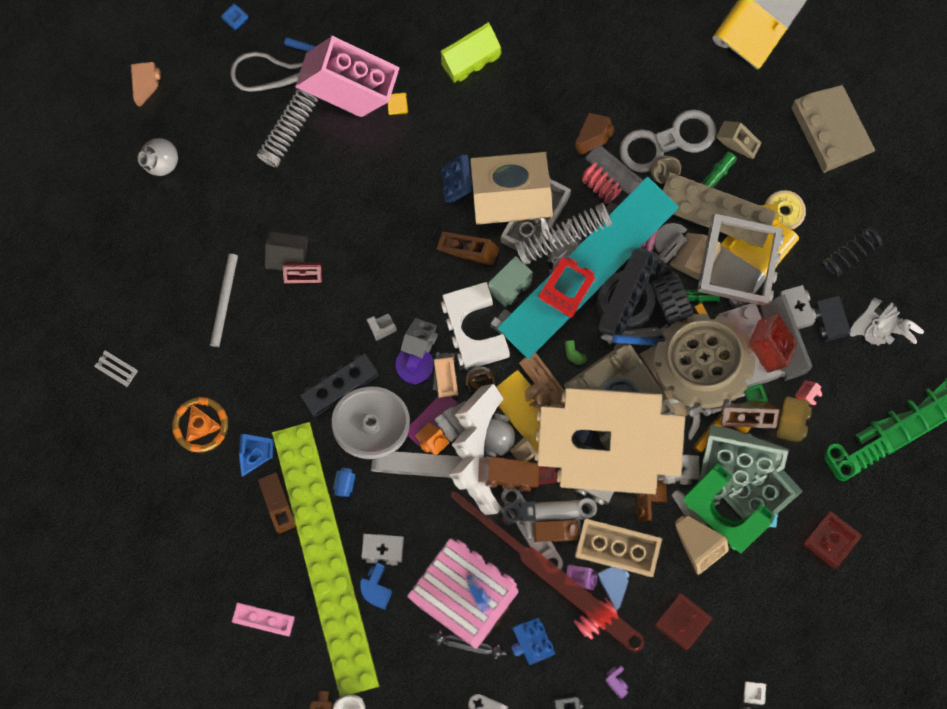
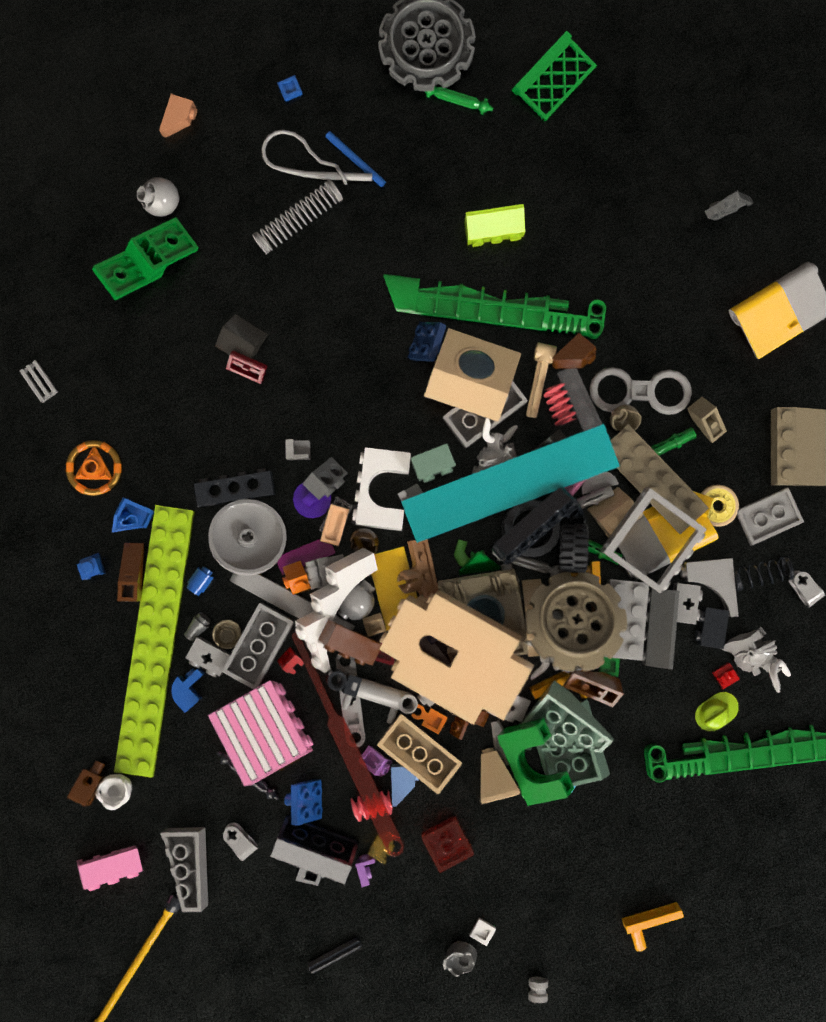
camera: 15 degrees right, 10 degrees up
(169, 215) = (145, 258): none -> green bracket
(223, 300) = (164, 360): light grey piece -> none
(236, 513) = (90, 567): none -> blue window
(263, 619) = (75, 671): bright pink tile -> none
(347, 76) = (365, 199): bright pink brick -> none
(360, 524) = (197, 626): none -> dark grey cone
(390, 520) = (226, 634): none -> dark tan hair
(397, 104) = (405, 242): yellow tile -> none
(424, 516) = (258, 646): none -> light grey brick
(459, 519) = (289, 660): none -> red tile
(469, 247) = (409, 411): reddish brown slope -> none
(479, 595) = (268, 747): blue wing -> none
(488, 130) = (471, 305): none -> green piece
(555, 531) = (370, 713): reddish brown slope -> none
(560, 301) = (468, 505): red window -> none
(562, 681) = (315, 850): none -> black brick
(567, 148) = (543, 356): none -> tan axle
(592, 353) = (479, 563): none -> green piece
(602, 212) = (456, 441): light grey piece -> none
(617, 515) = (432, 719): none -> orange plate
(623, 655) = (378, 850): none -> clear yellow brick
(636, 340) = (524, 572): blue bar -> none
(772, 343) = (646, 634): clear red brick -> none
(793, 419) = (633, 704): clear yellow brick -> none
(808, 391) = (658, 685): coral tile -> none
(812, 272) = (717, 576): none -> light grey arch
(832, 539) = (615, 830): clear red brick -> none
(835, 199) = (769, 516): none -> light grey tile
(865, 357) = (725, 675): none -> red tile
(873, 393) = (716, 711): none -> lime piece
(892, 620) = (636, 923): none -> light orange piece
(900, 247) = (807, 590): none -> light grey piece

